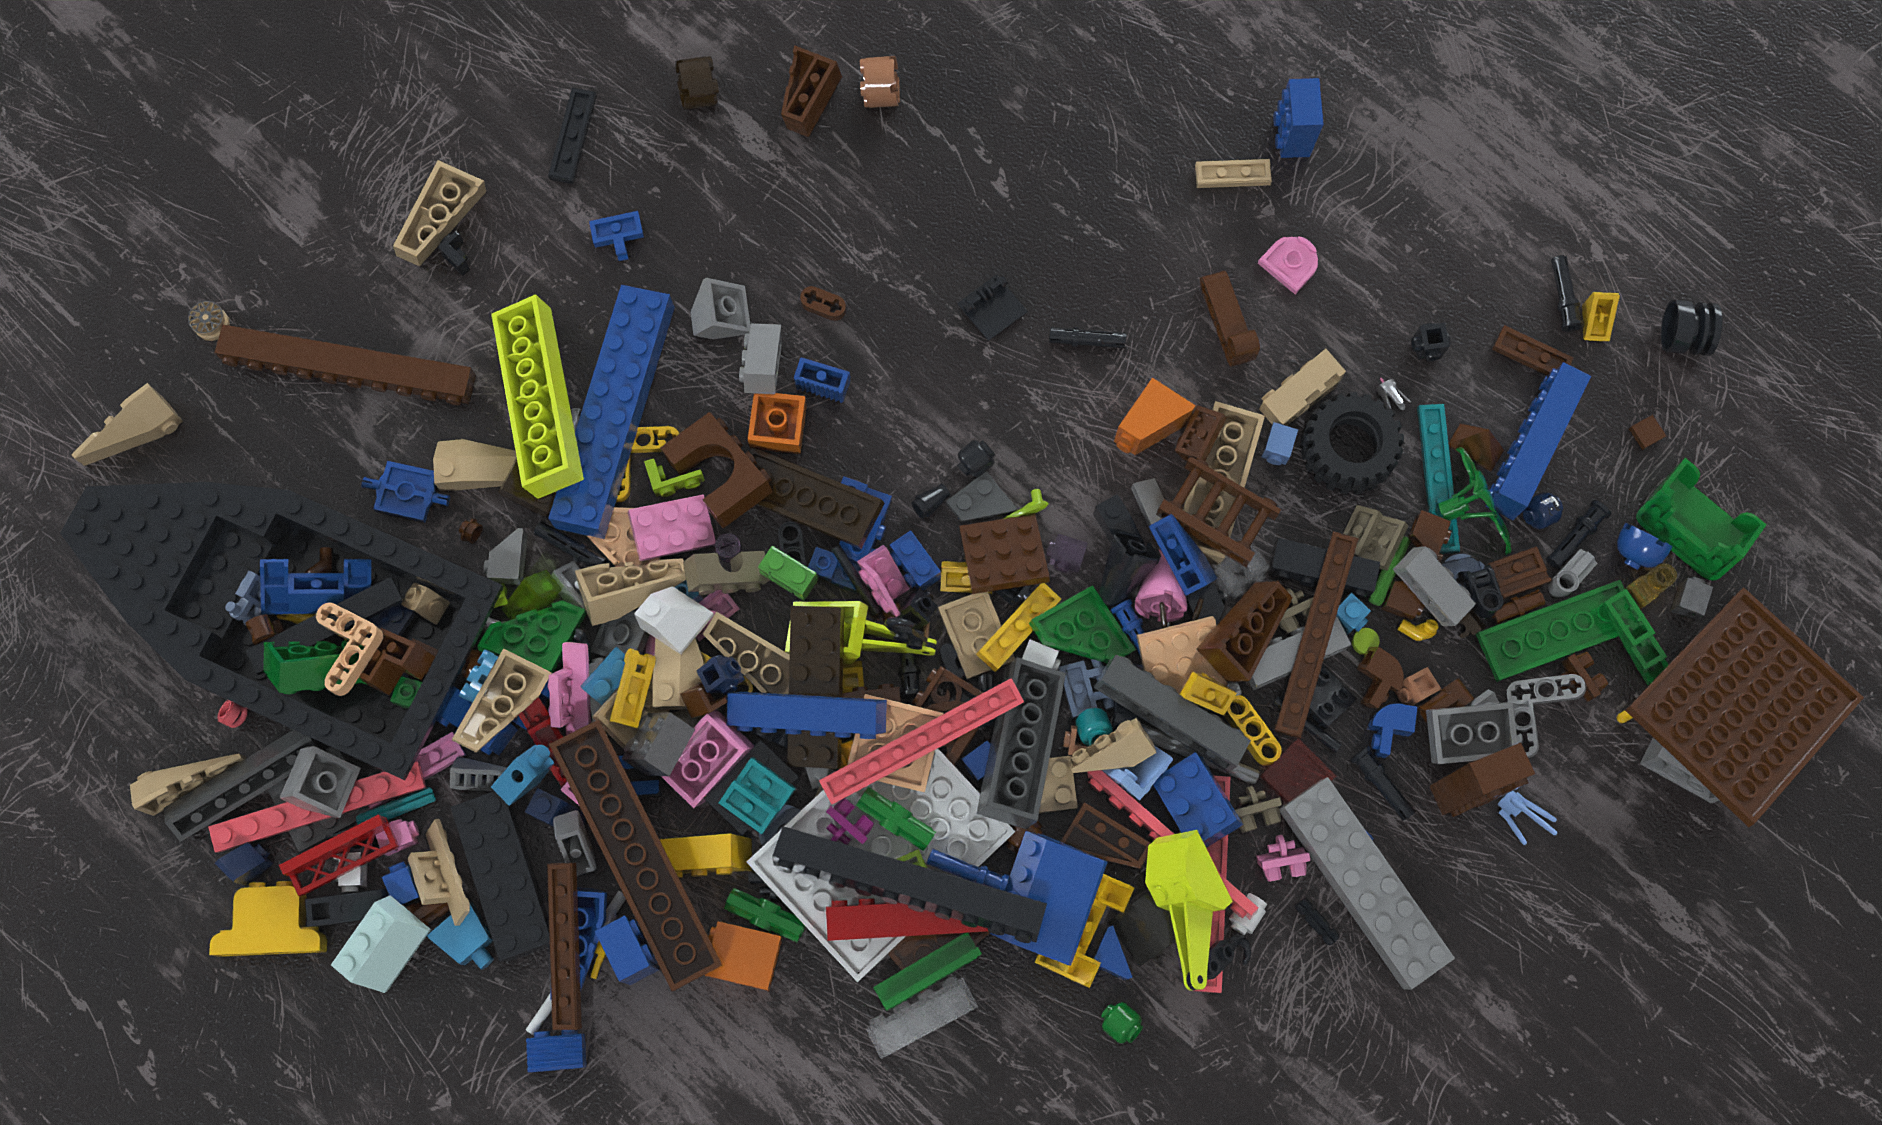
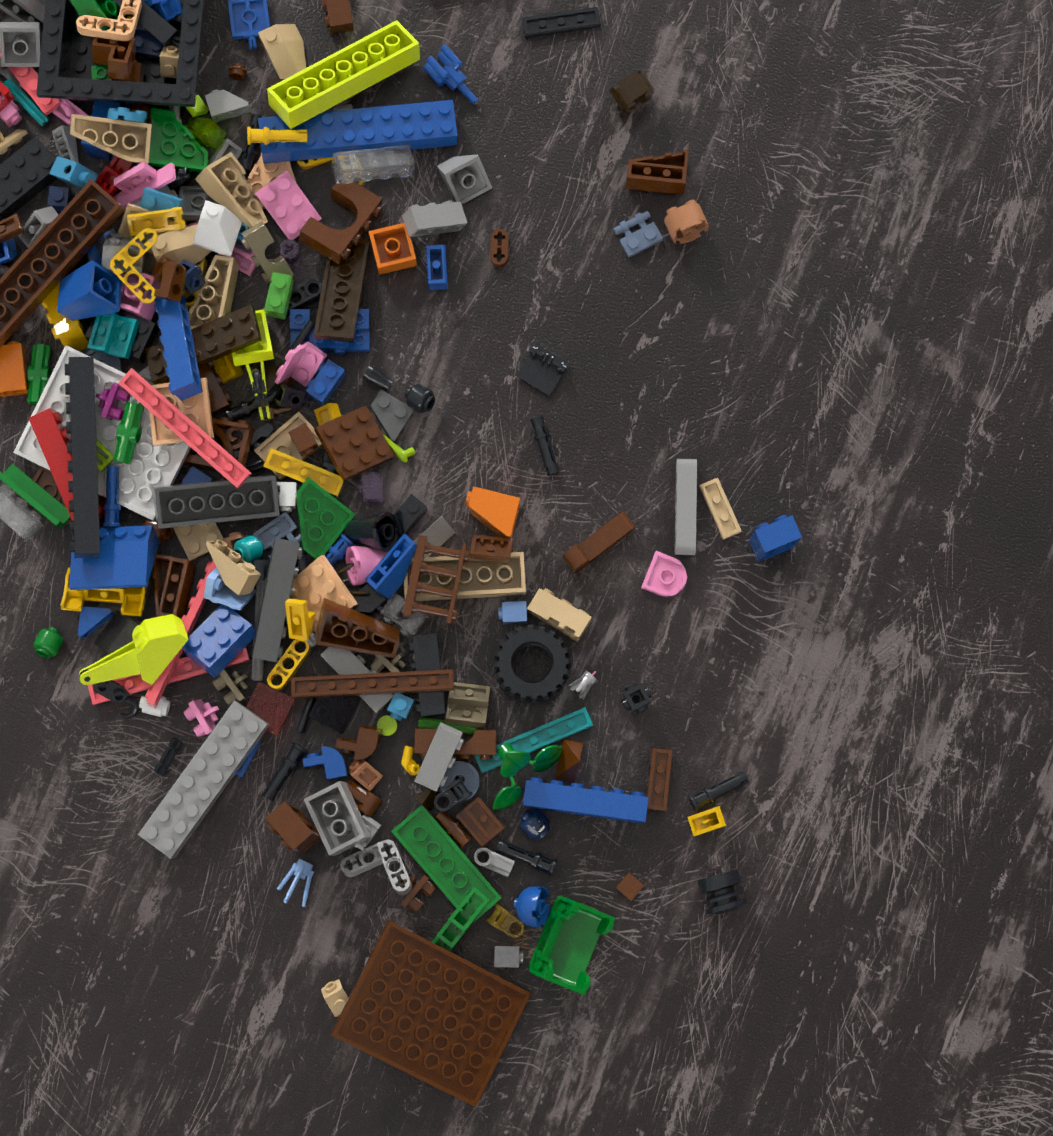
camera: 70 degrees right, 5 degrees up
(580, 510) = (265, 135): none -> yellow pin
(583, 280) = (449, 73): none -> blue plant
(616, 231) = (497, 81): blue plate -> none
(662, 407) = (372, 164): none -> clear brick
(668, 487) = (323, 180): lime bracket -> none
(678, 733) = (129, 261): none -> yellow beam
(694, 804) = (89, 292): none -> blue slope
(726, 690) = (172, 282): none -> reddish brown leg
(877, 144) = (641, 239): none -> sand blue plate
(980, 610) = (303, 440): none -> reddish brown brick
(1219, 208) = (685, 506): none -> light grey beam
(1681, 818) = (335, 996): none -> tan bracket

